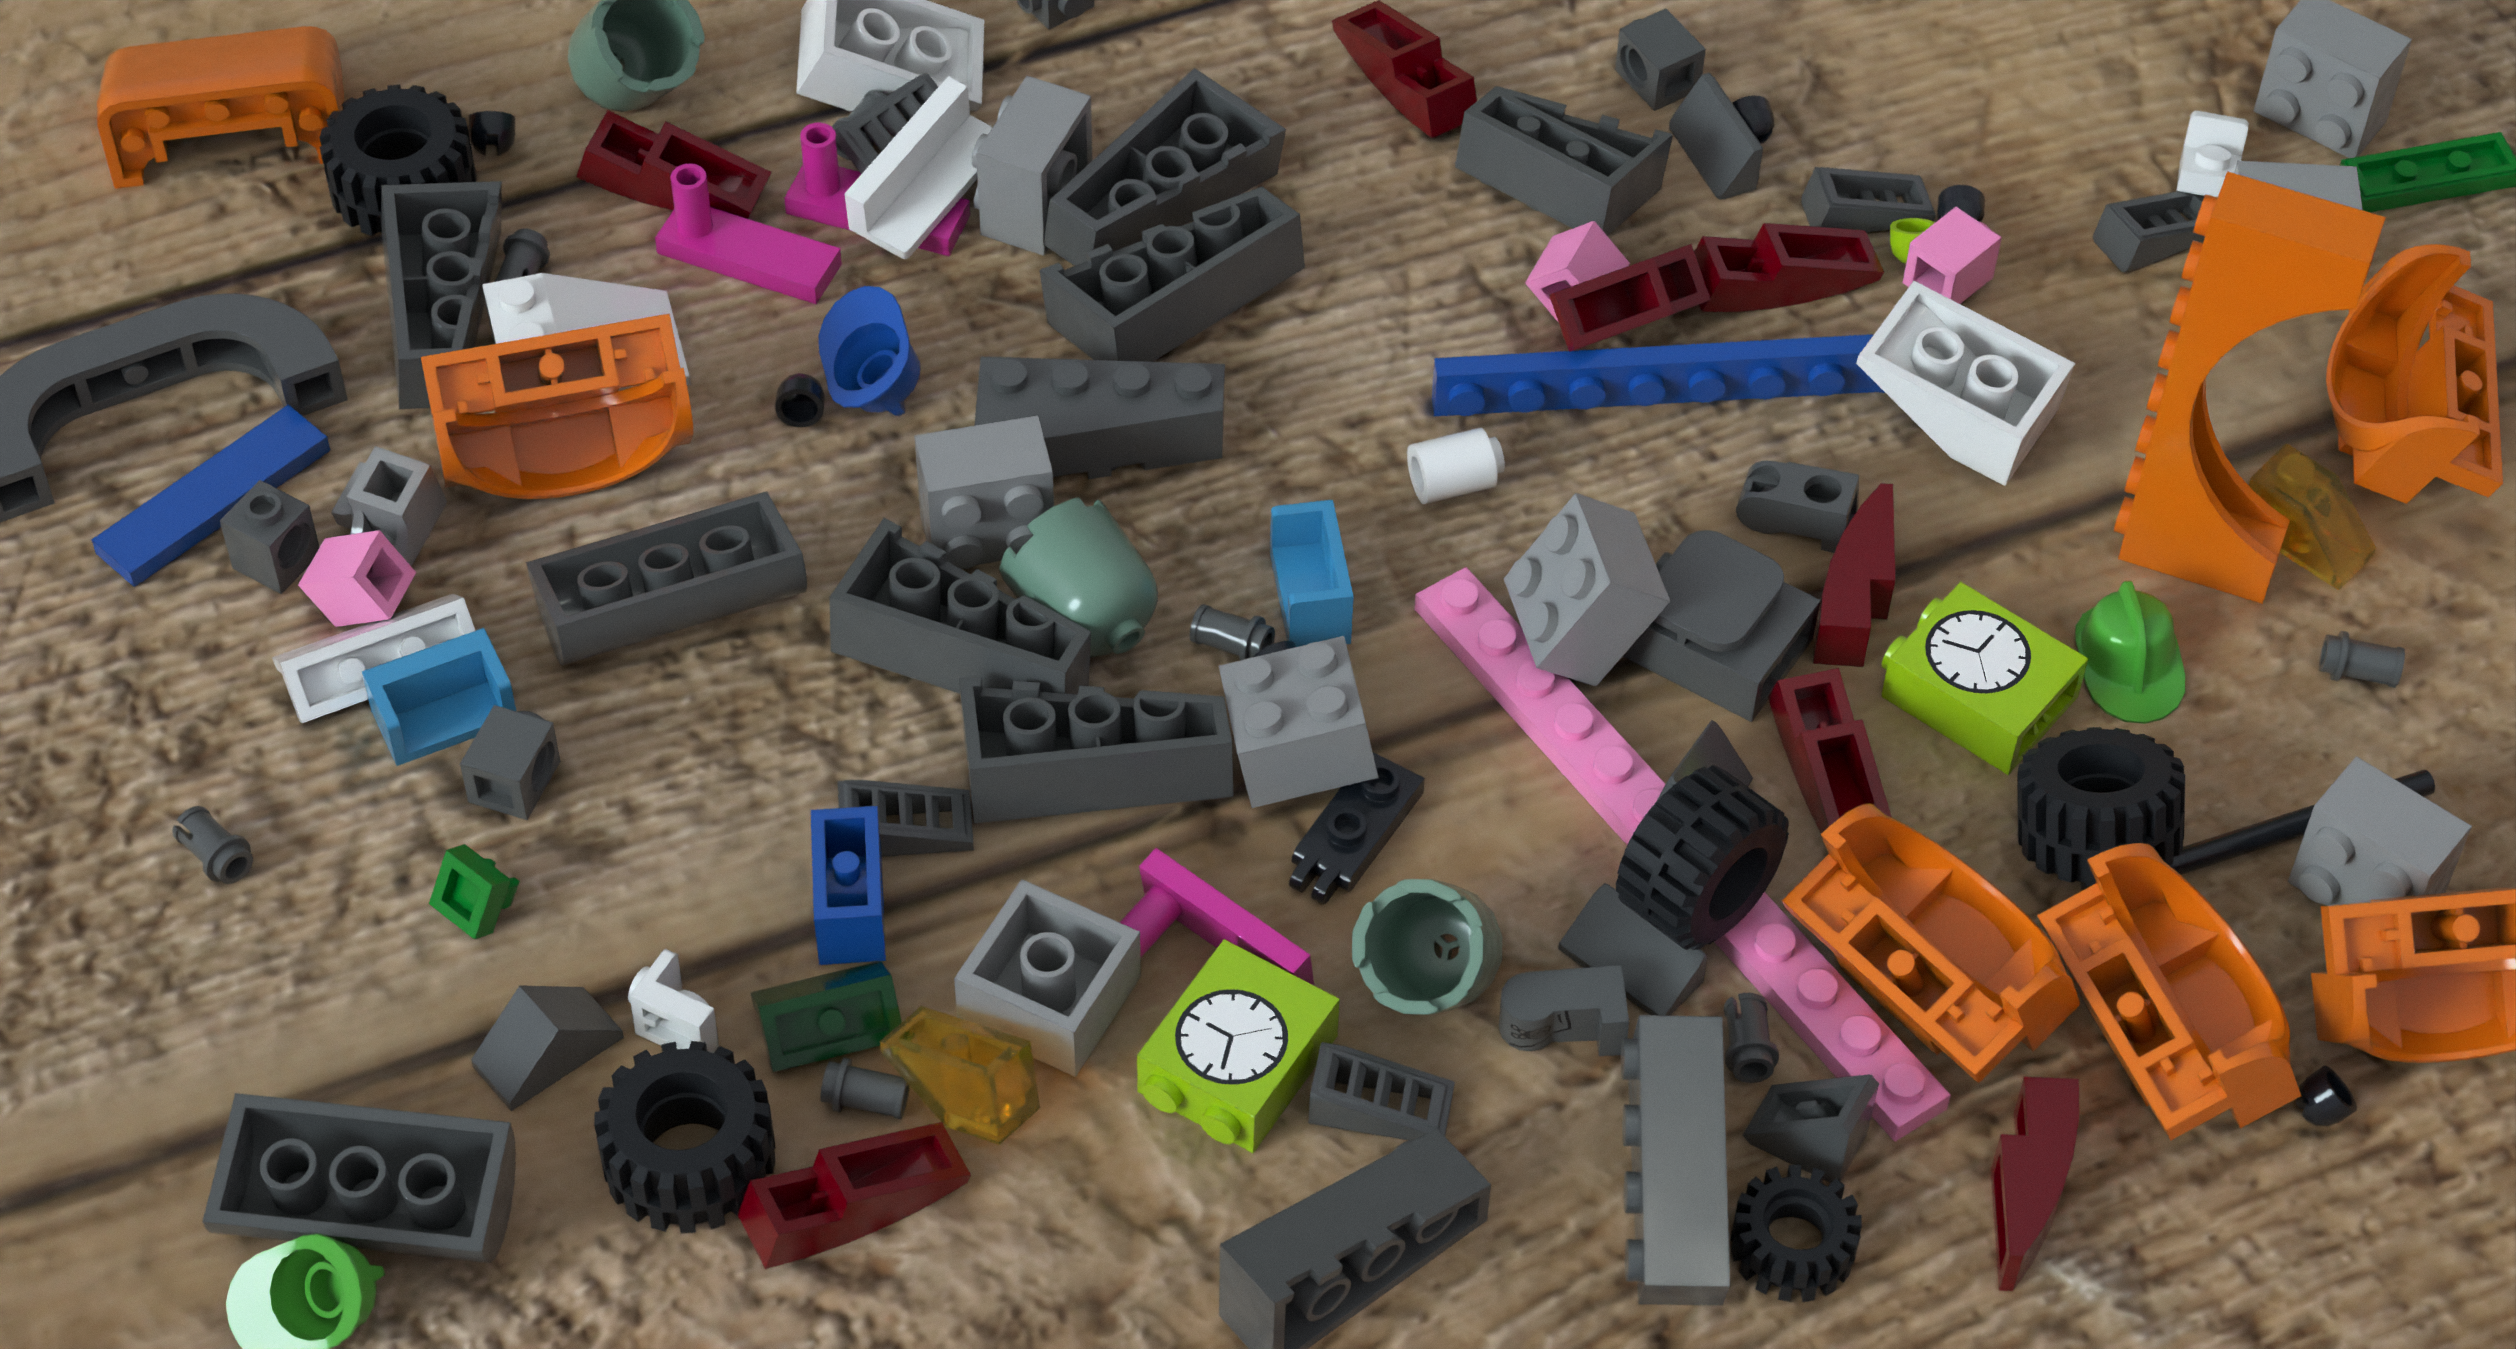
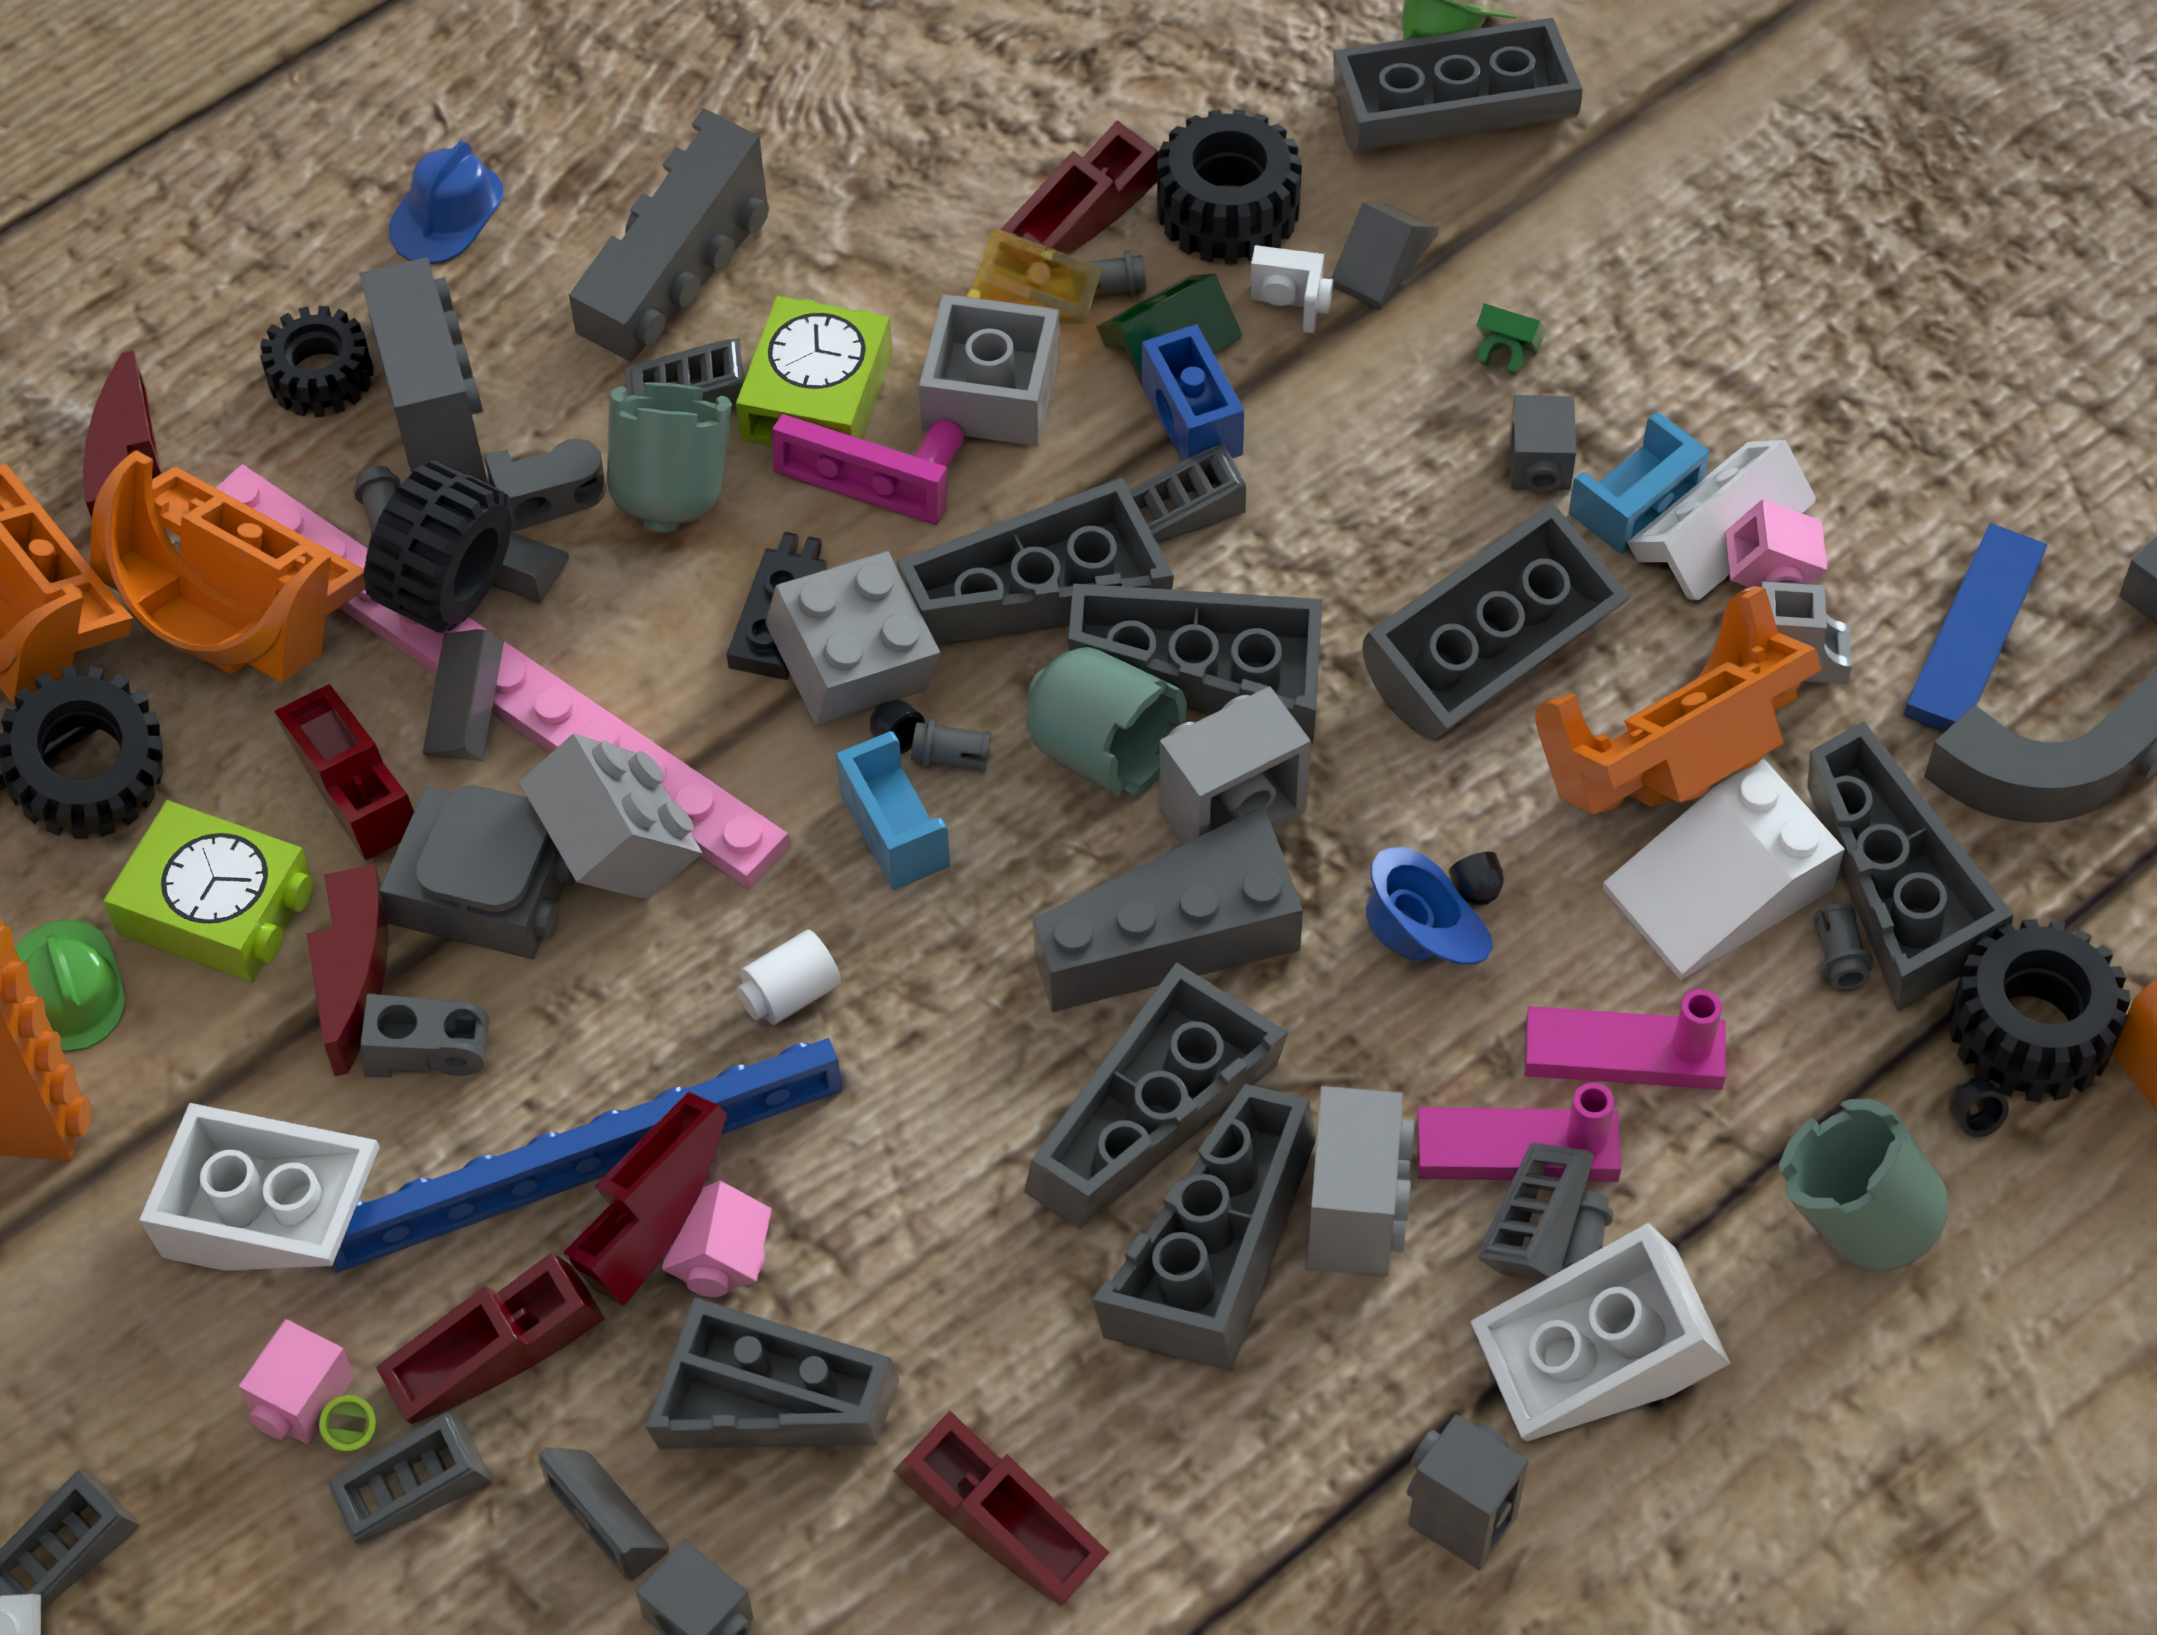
camera: 165 degrees right, 5 degrees up
(222, 854) = (1749, 319): dark grey pin -> none
(270, 536) = (1884, 576): dark grey brick -> none
(640, 165) = (1744, 1103): dark red slope -> none
(918, 173) = (1470, 1151): white panel -> none
(1757, 115) = (567, 1550): black hinge -> none
(1815, 1122) = (309, 440): dark grey slope -> none
(1965, 198) = (297, 1487): black hinge -> none

